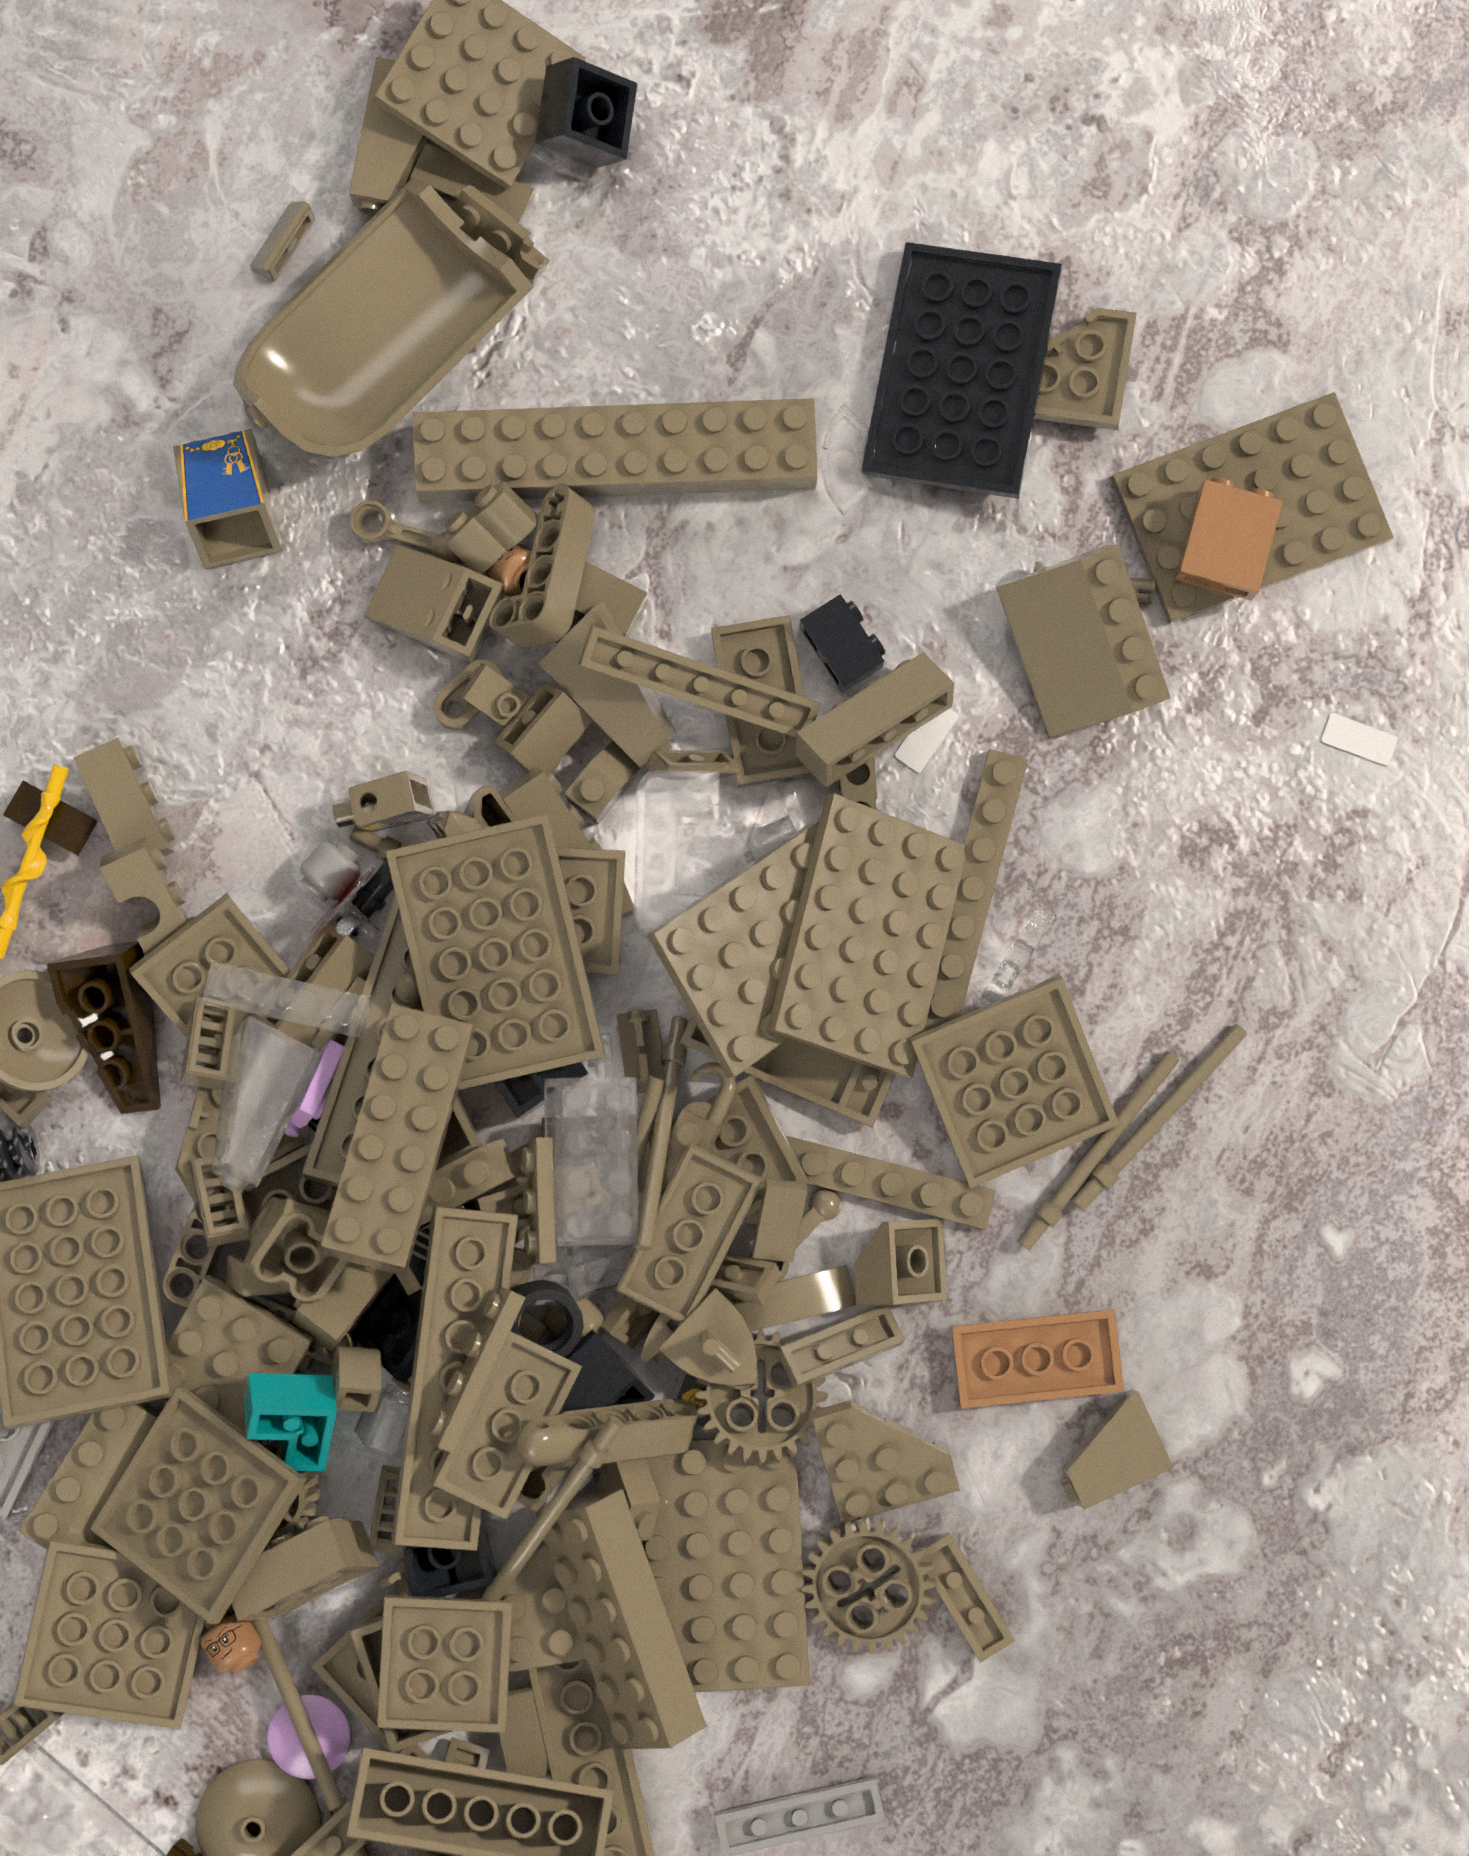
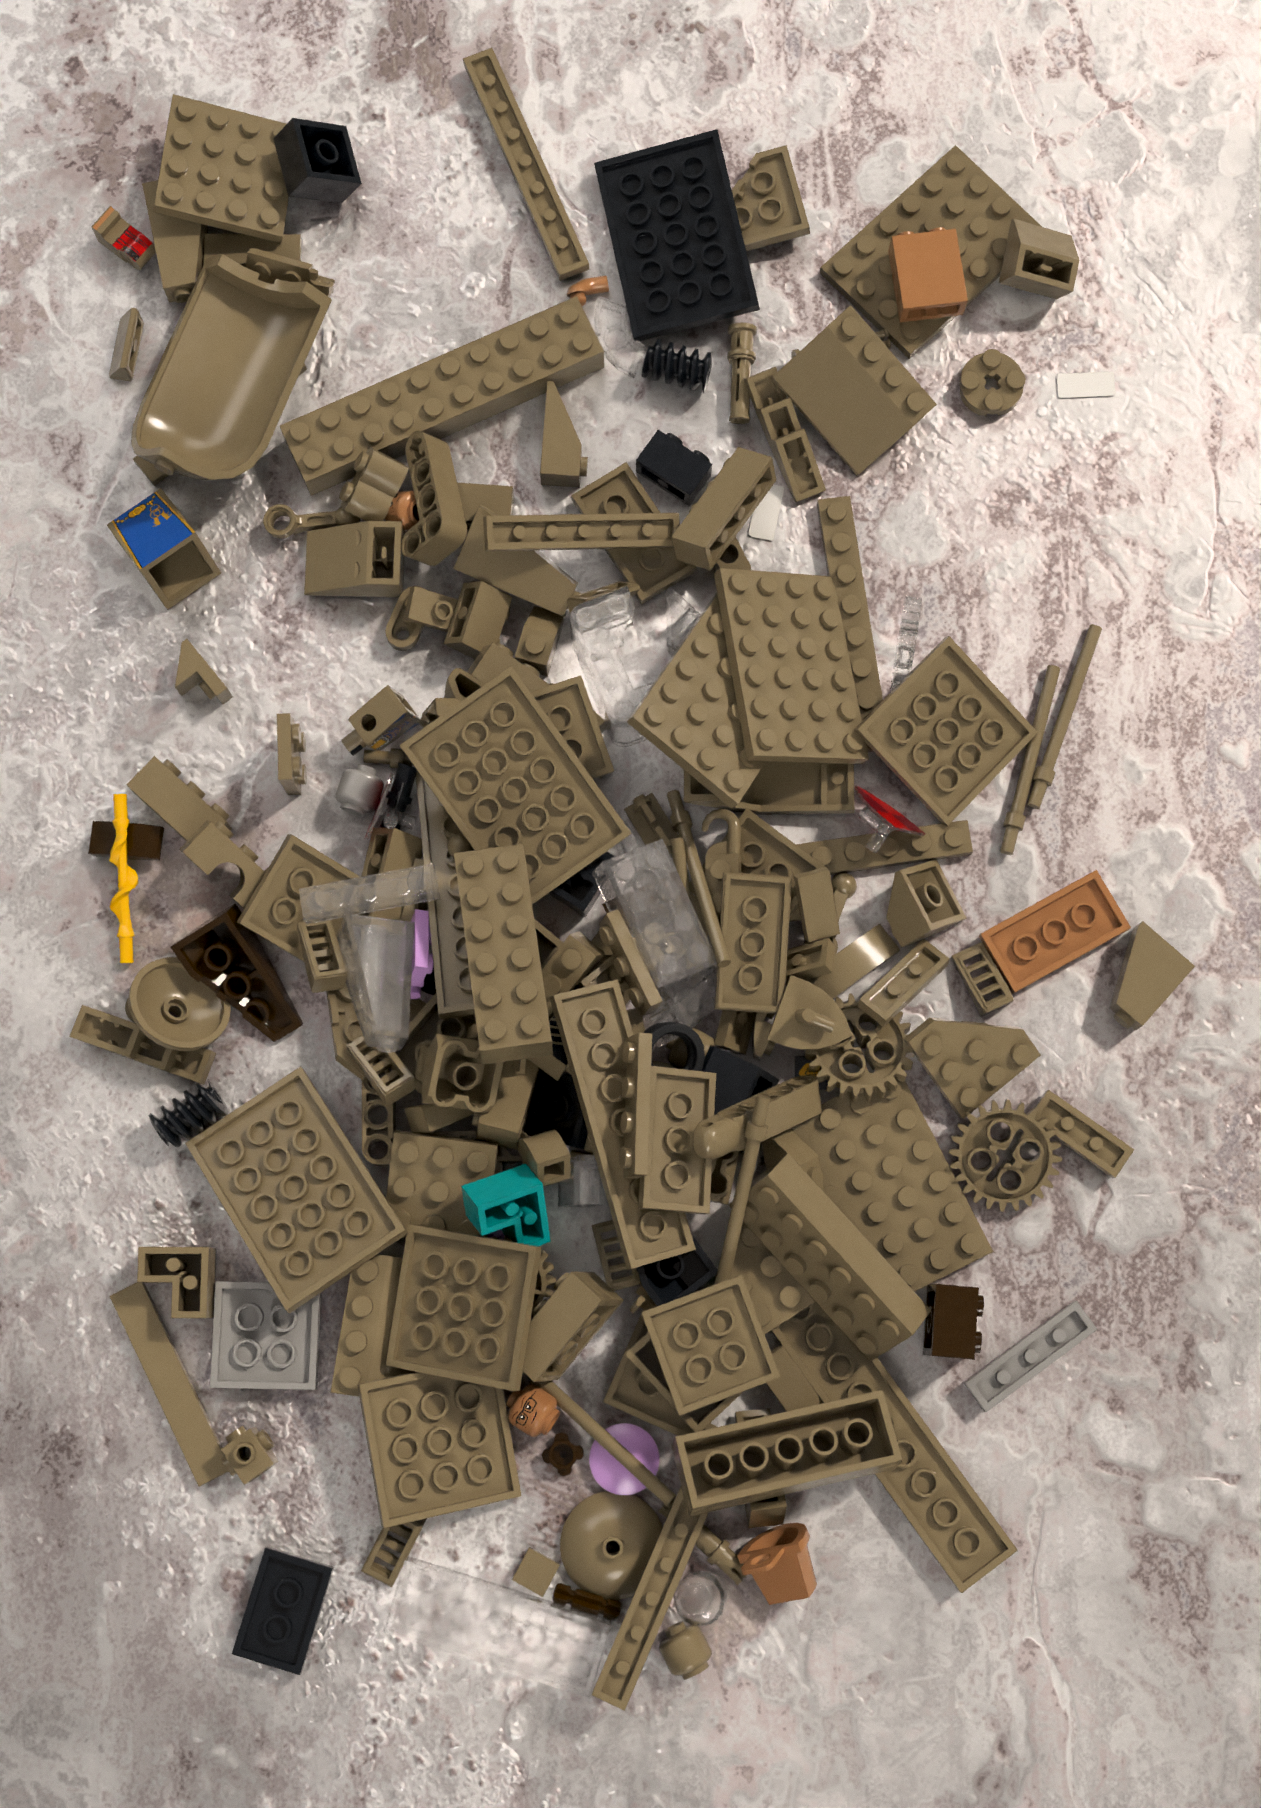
camera: 20 degrees left, 5 degrees down
(162, 1816) = (536, 1571): none -> dark tan tile
(206, 652) = (193, 670): none -> dark tan slope
(233, 1700) = (565, 1464): none -> dark brown plate
(273, 786) = (290, 744): none -> dark tan plate
(330, 112) = (123, 239): none -> leg
(722, 568) = (561, 447): none -> dark tan slope
(726, 1745) = (952, 1321): none -> dark brown brick
(827, 209) = (526, 164): none -> dark tan plate
(834, 386) = (588, 287): none -> medium nougat arm
(897, 525) = (677, 365): none -> black piece
(899, 1152) = (882, 819): none -> shield
(938, 1411) = (983, 1007): none -> dark tan slope
(974, 546) = (741, 358): none -> dark tan pin
(984, 658) = (785, 435): none -> dark tan slope
(1259, 673) = (992, 401): none -> dark tan plate
(1368, 572) = (1039, 260): none -> dark tan slope

